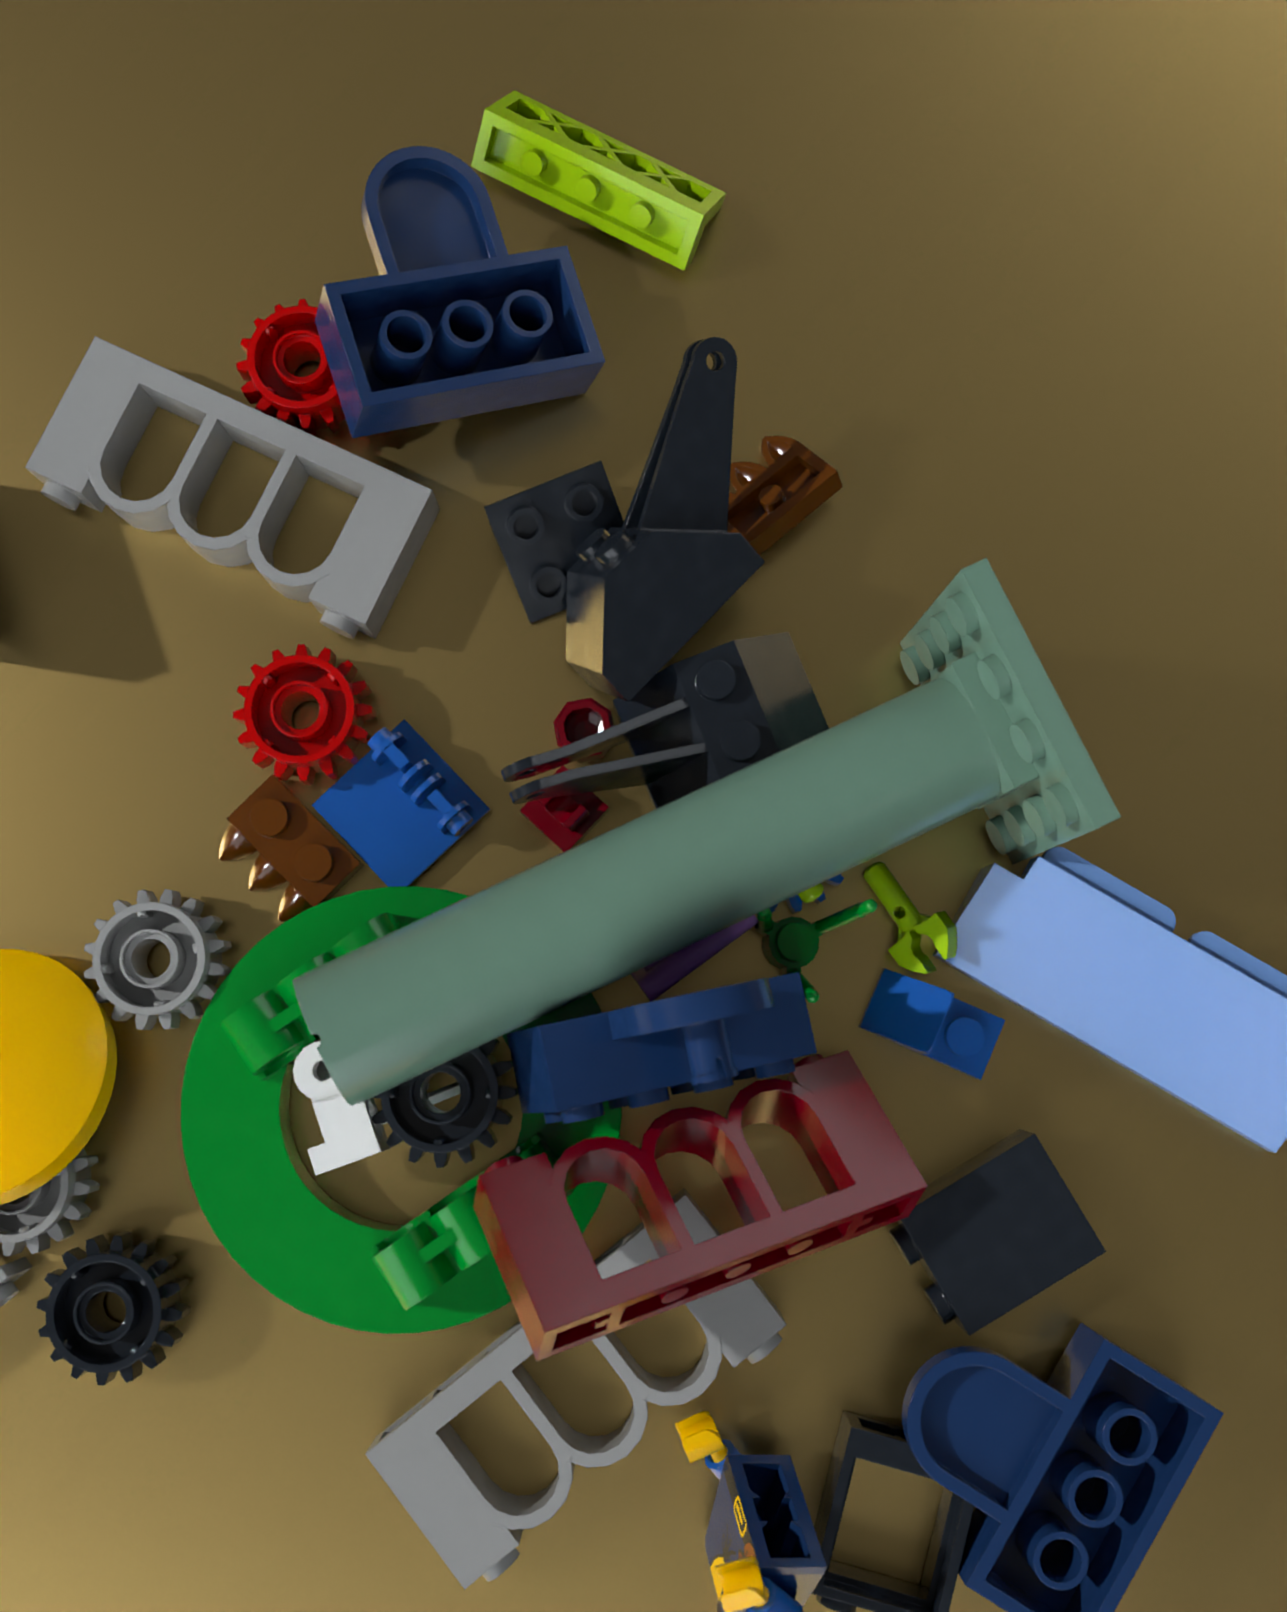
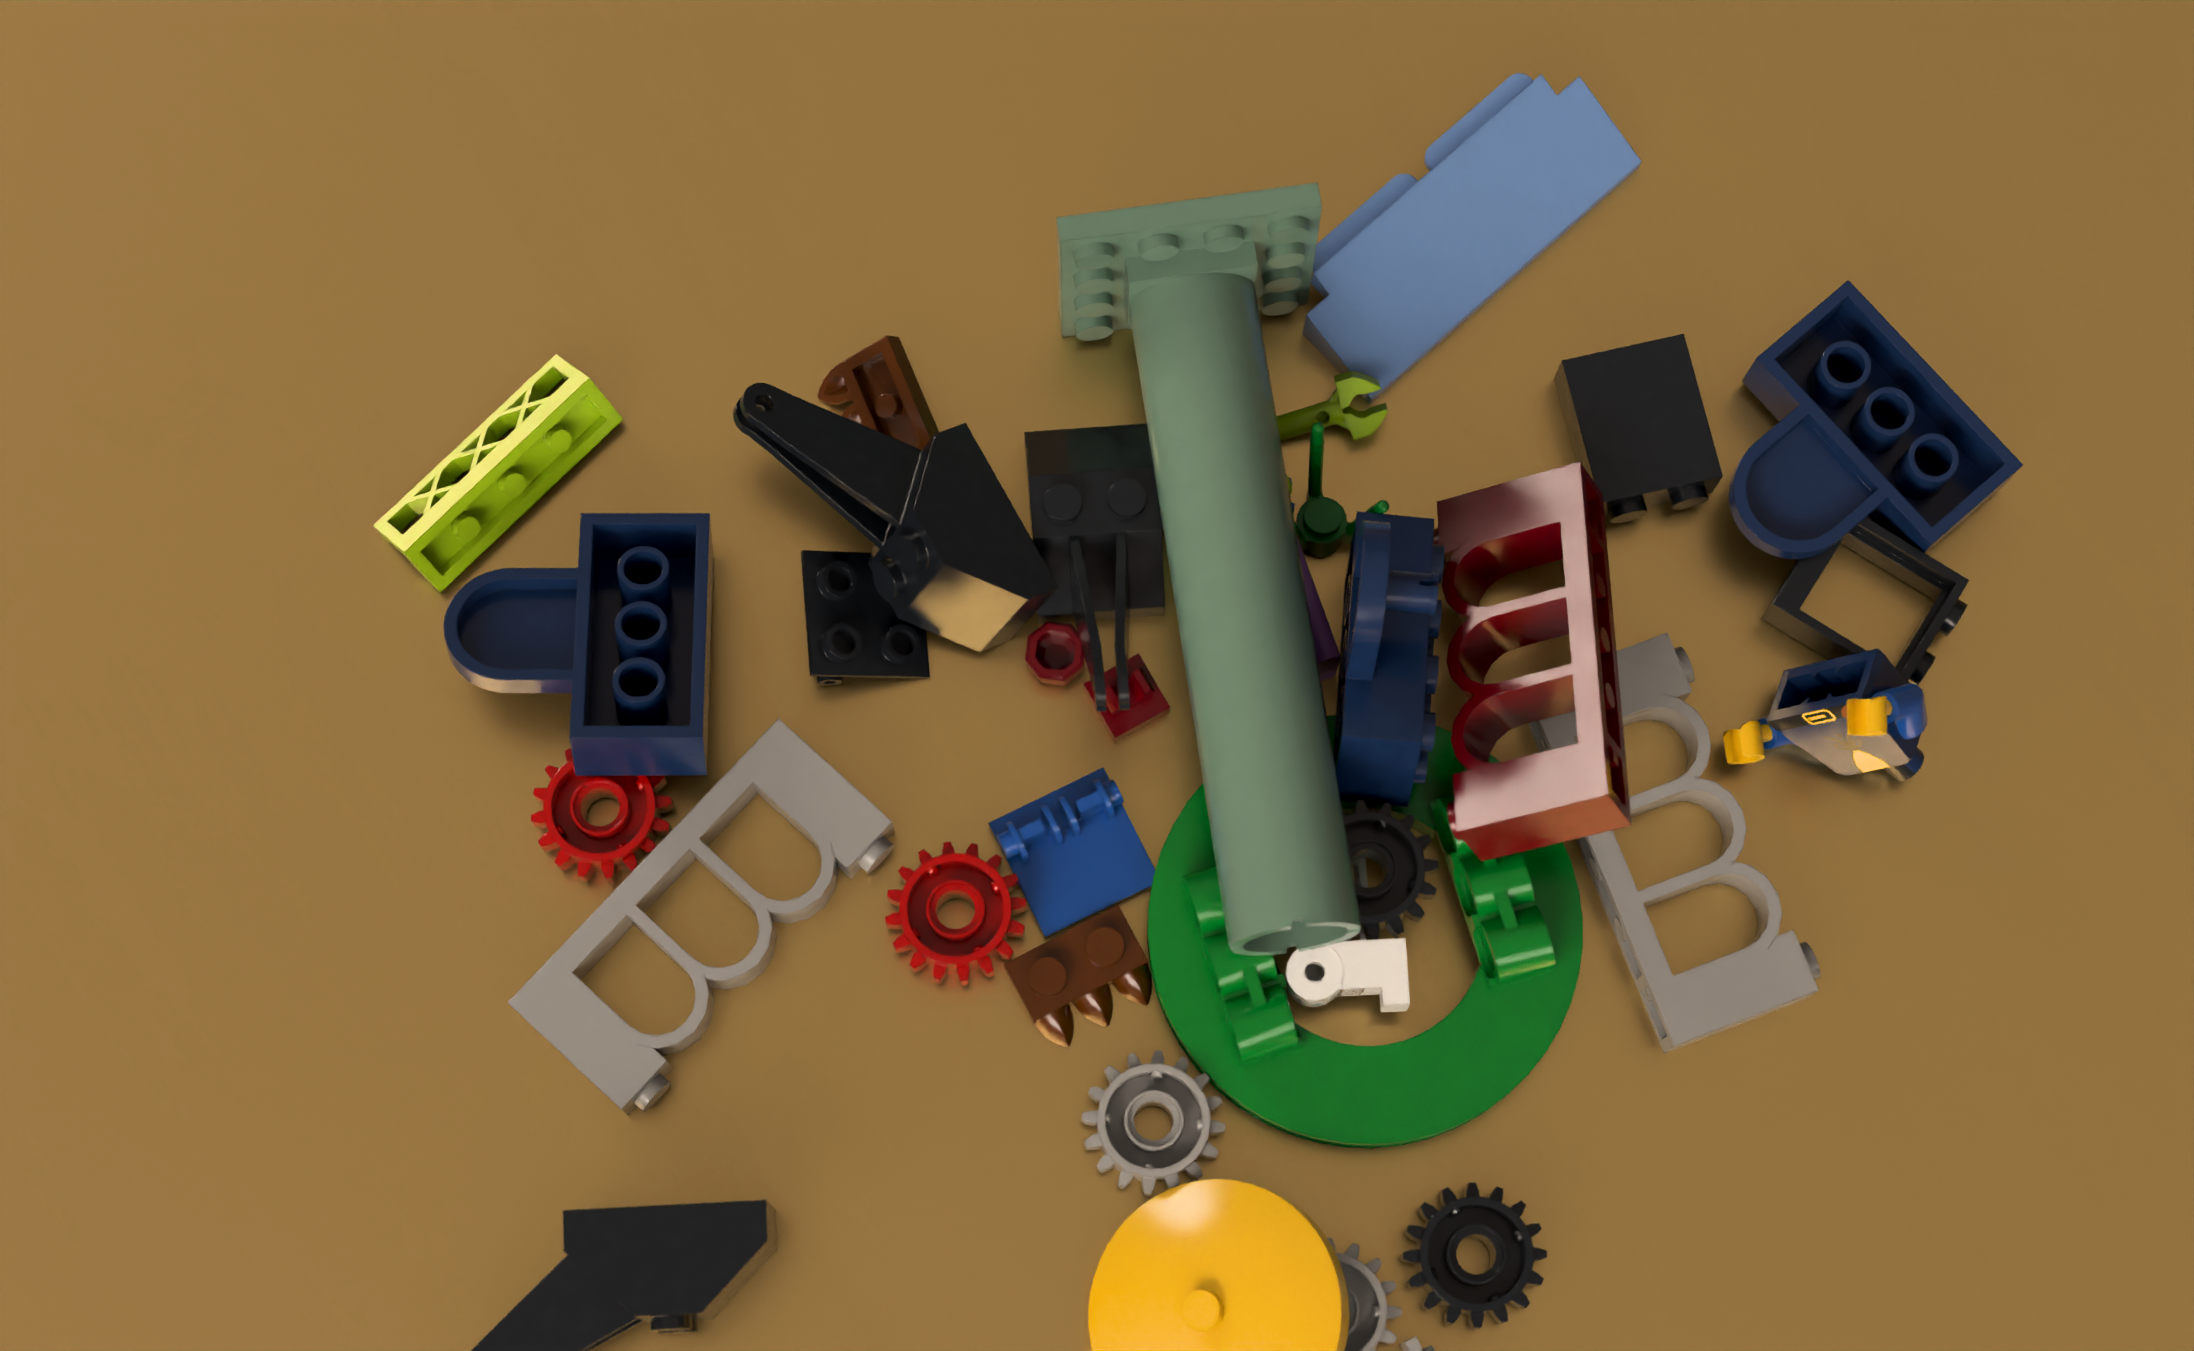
camera: 75 degrees left, 5 degrees down
(932, 1023) = (1432, 424): blue slope -> none

